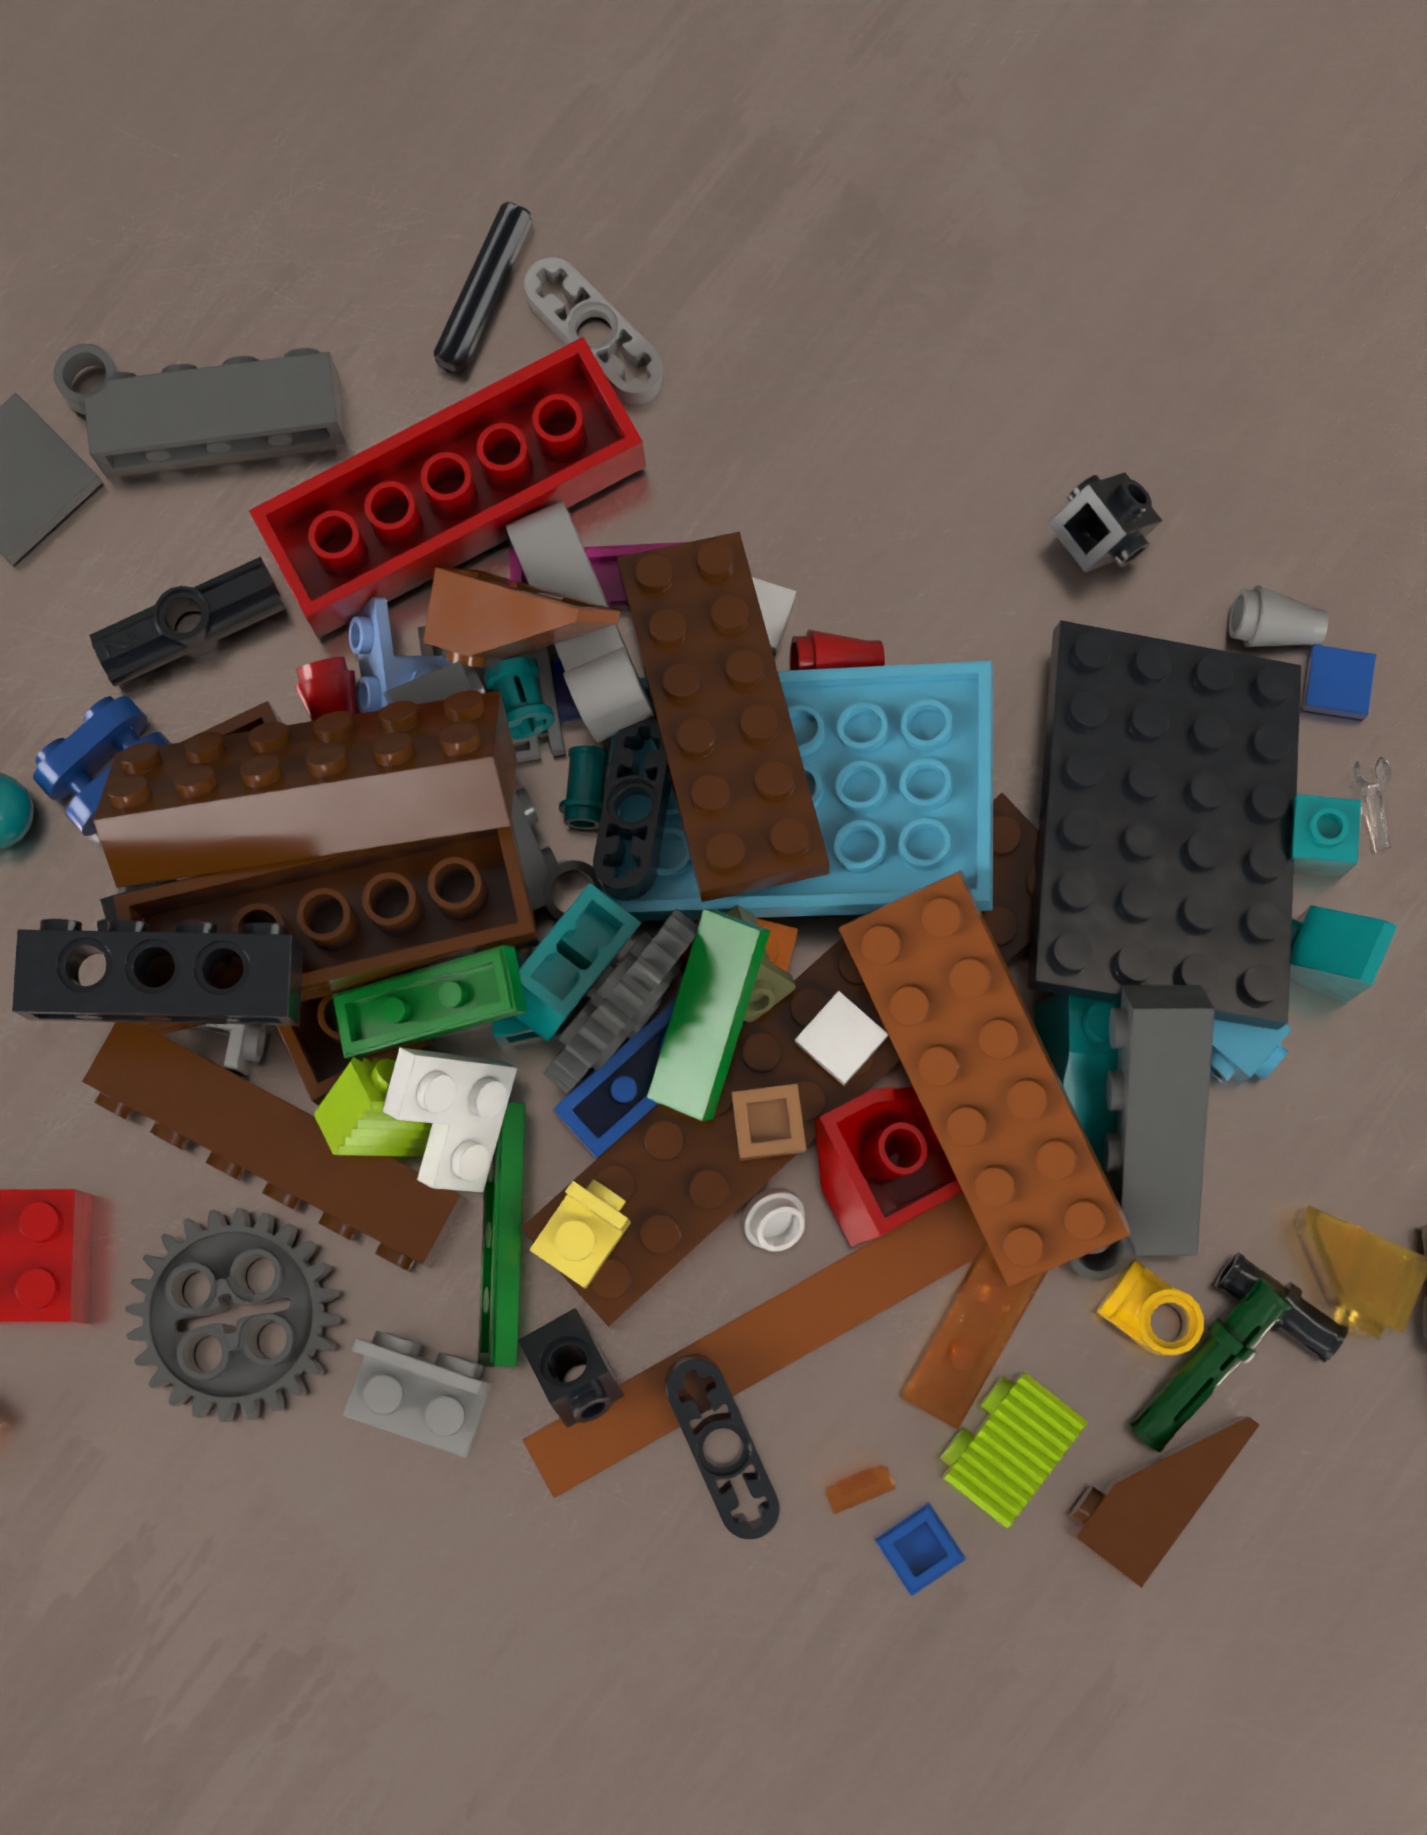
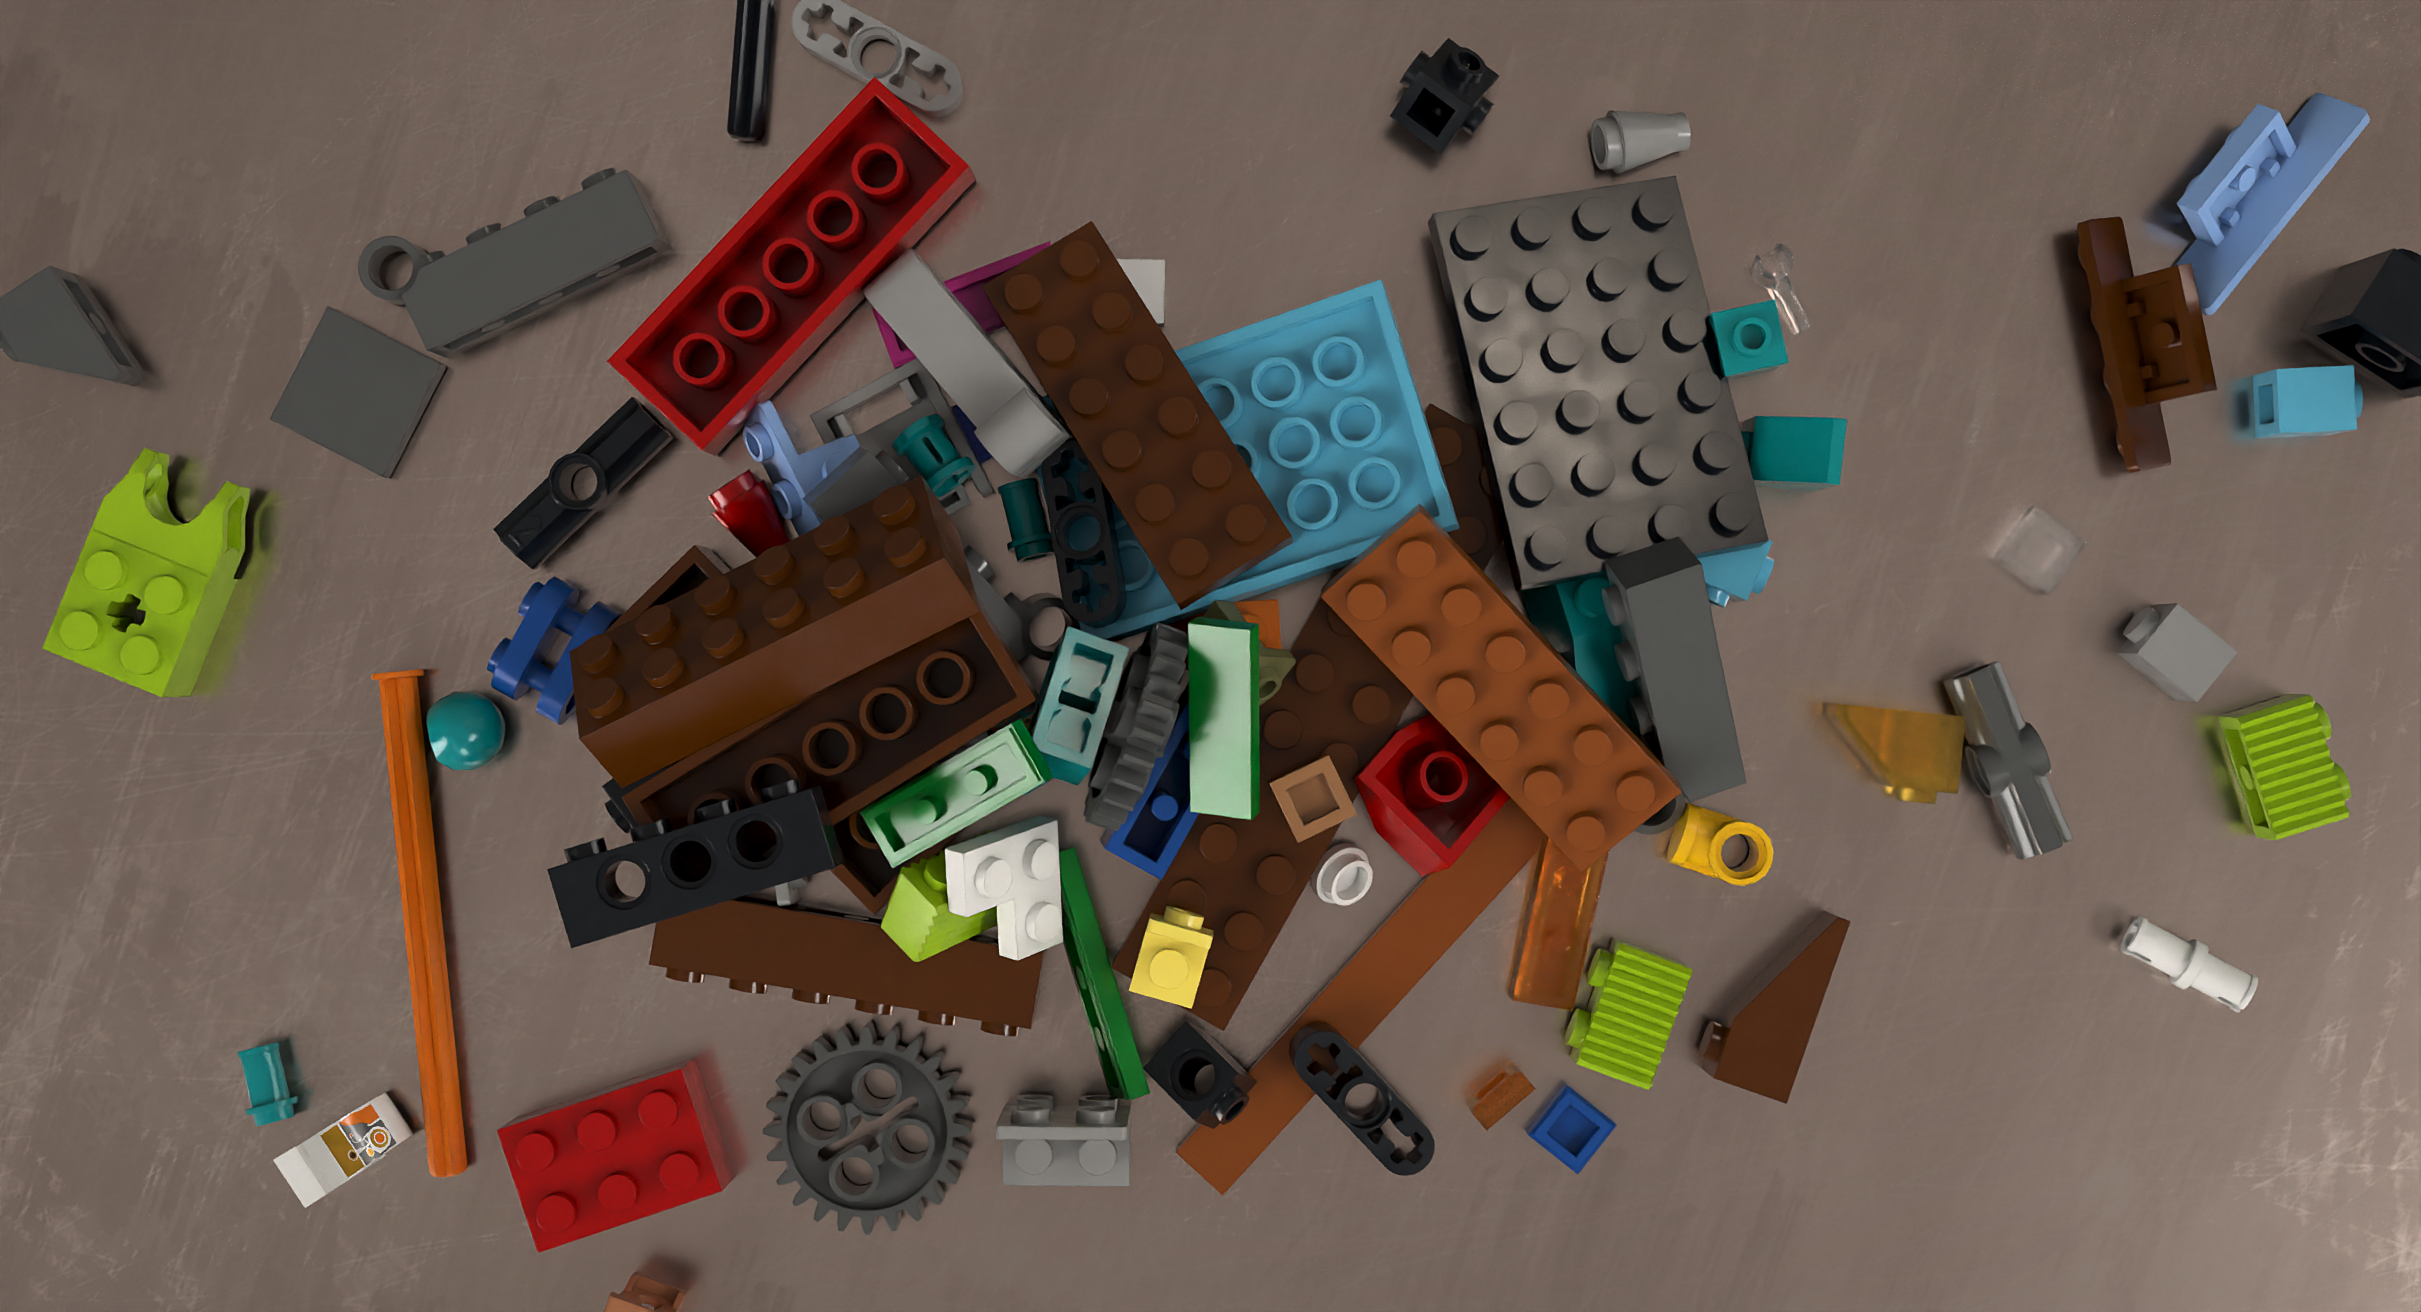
camera: 20 degrees left, 10 degrees up
(503, 618) = (880, 387): dark orange slope -> none
(831, 651) = (1223, 312): red cone -> none
(841, 1038) = (1354, 695): white tile -> none
(1220, 1353) = (1798, 858): dark green pin -> none
(1301, 1323) = (1836, 800): black pin -> none
(1339, 682) = (1715, 179): blue tile -> none

